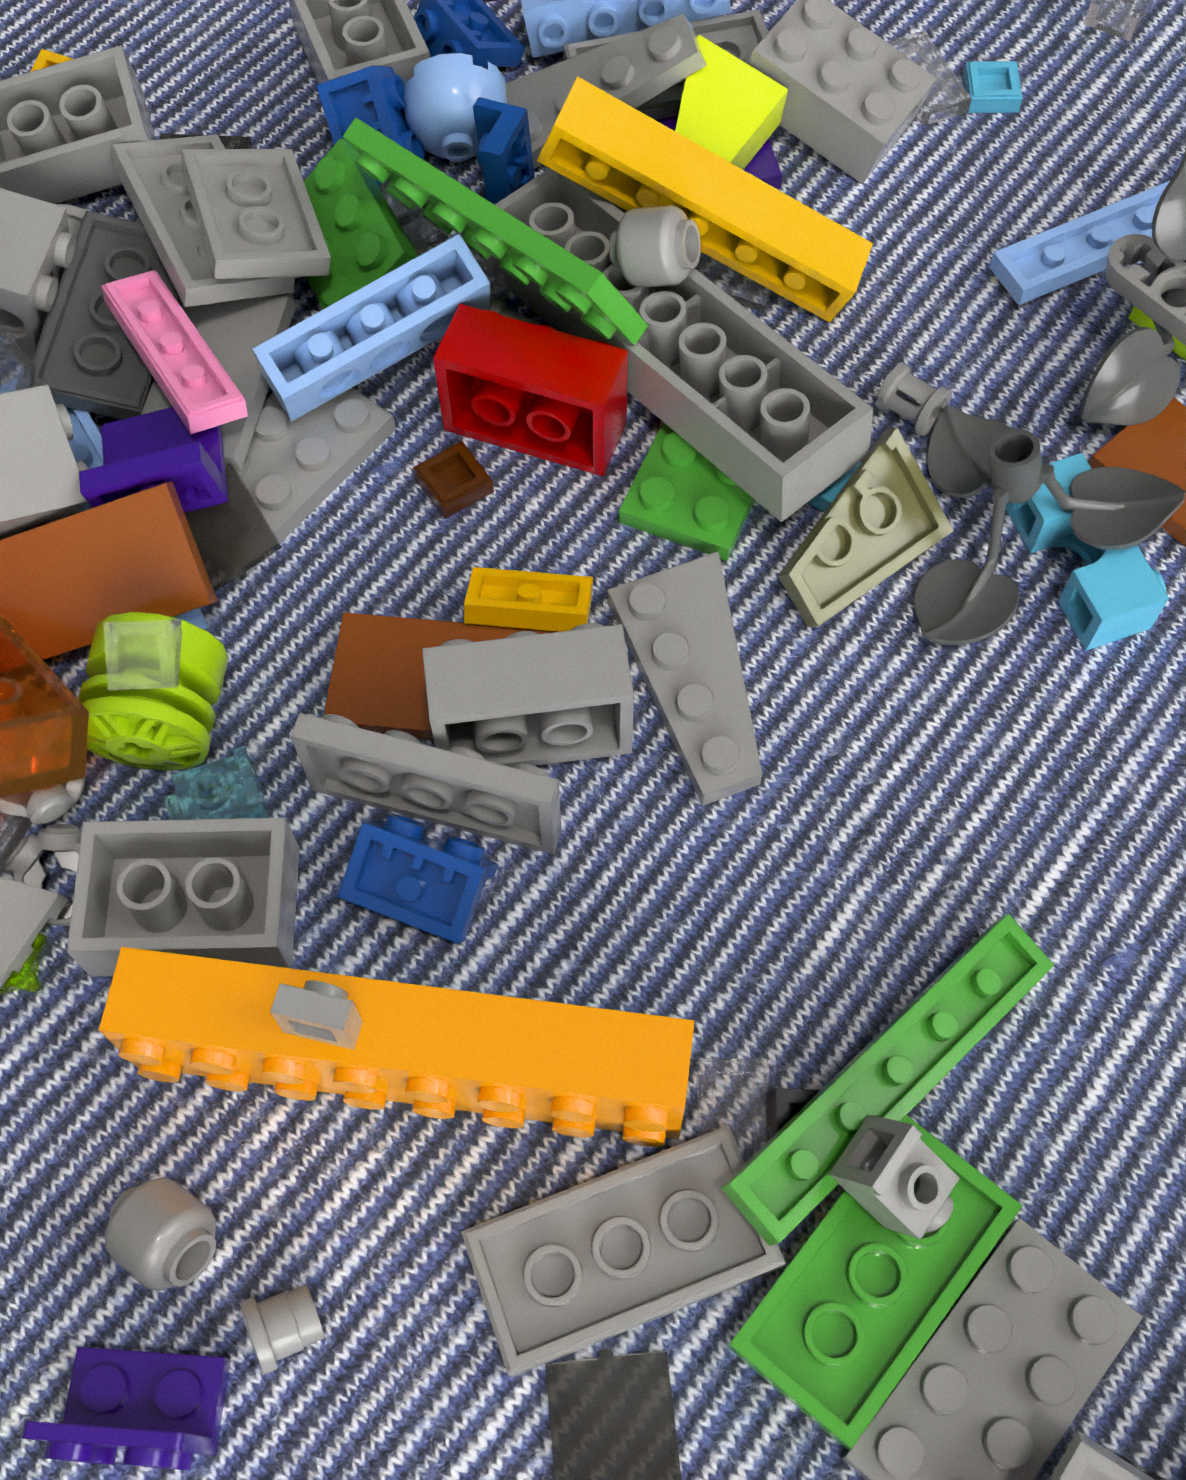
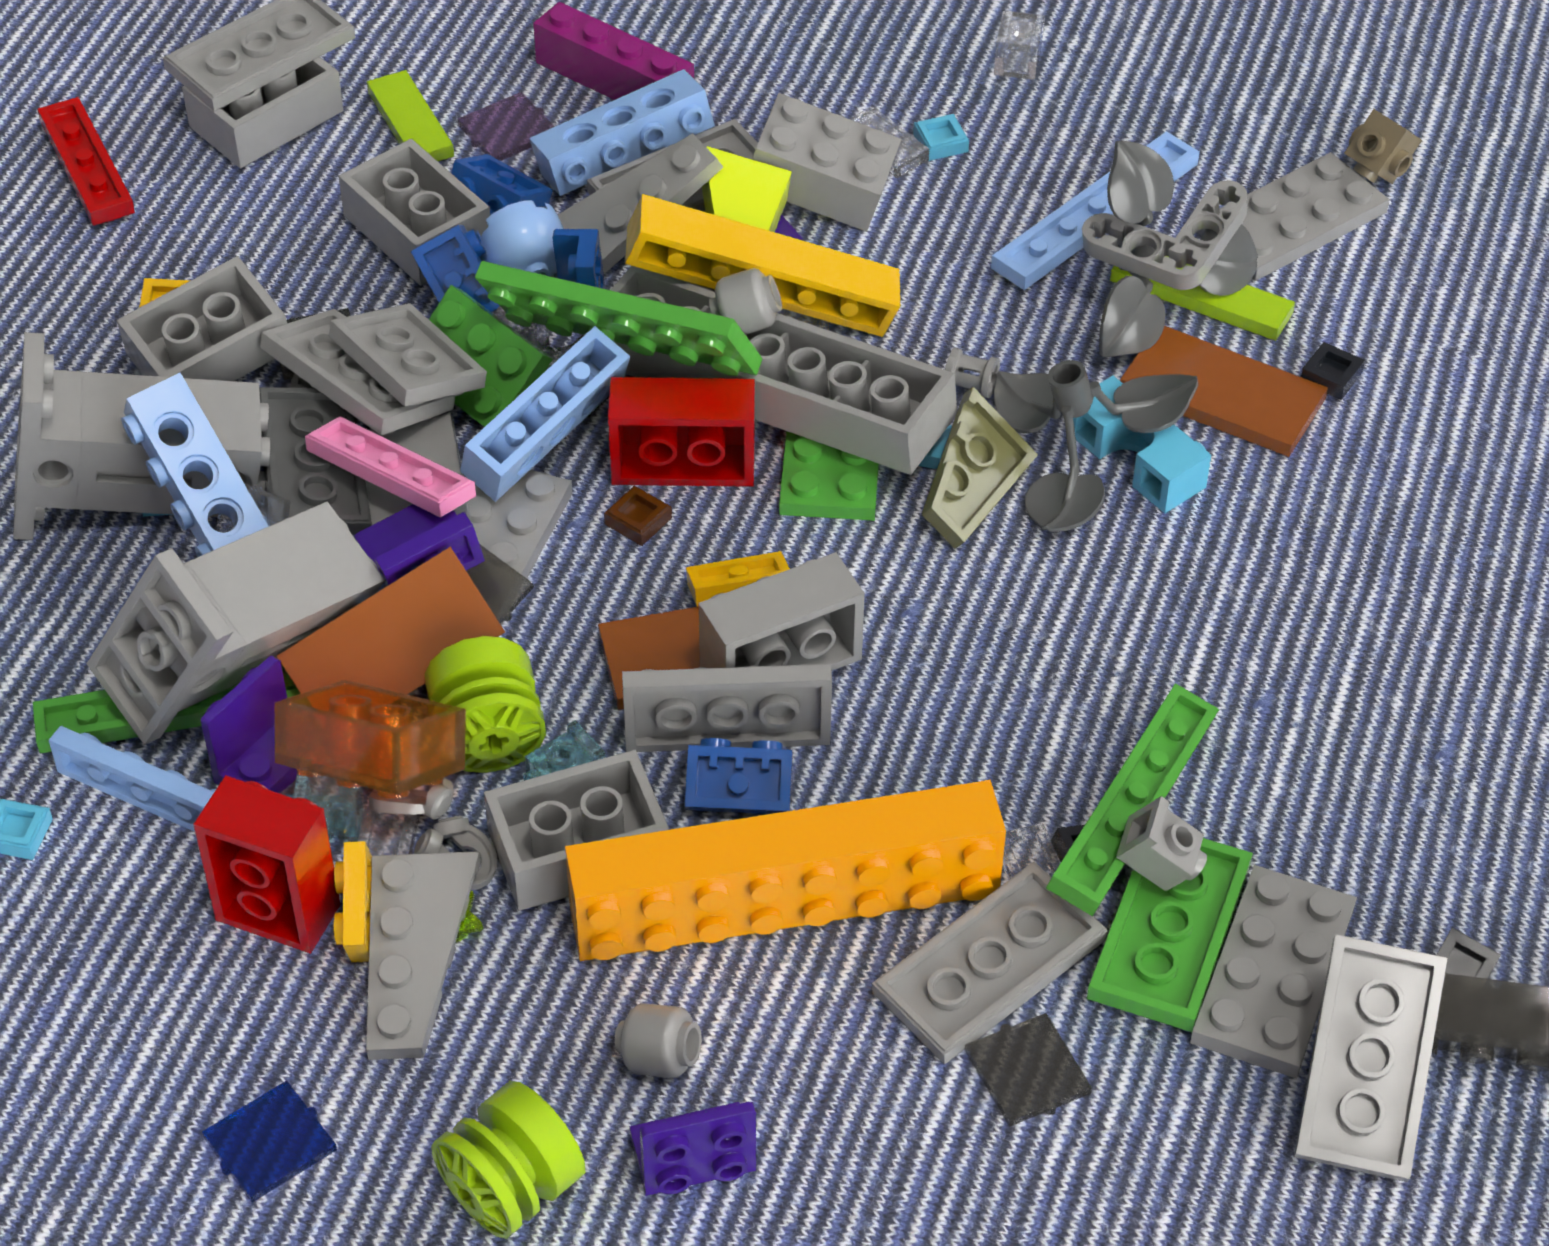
camera: 20 degrees left, 15 degrees down
(143, 653) = (490, 659): clear slope -> none
(281, 1325) = (769, 1072): light grey piece -> none
(317, 1013) = (735, 836): light grey plate -> none
(692, 667) = (894, 603): light grey wing -> none

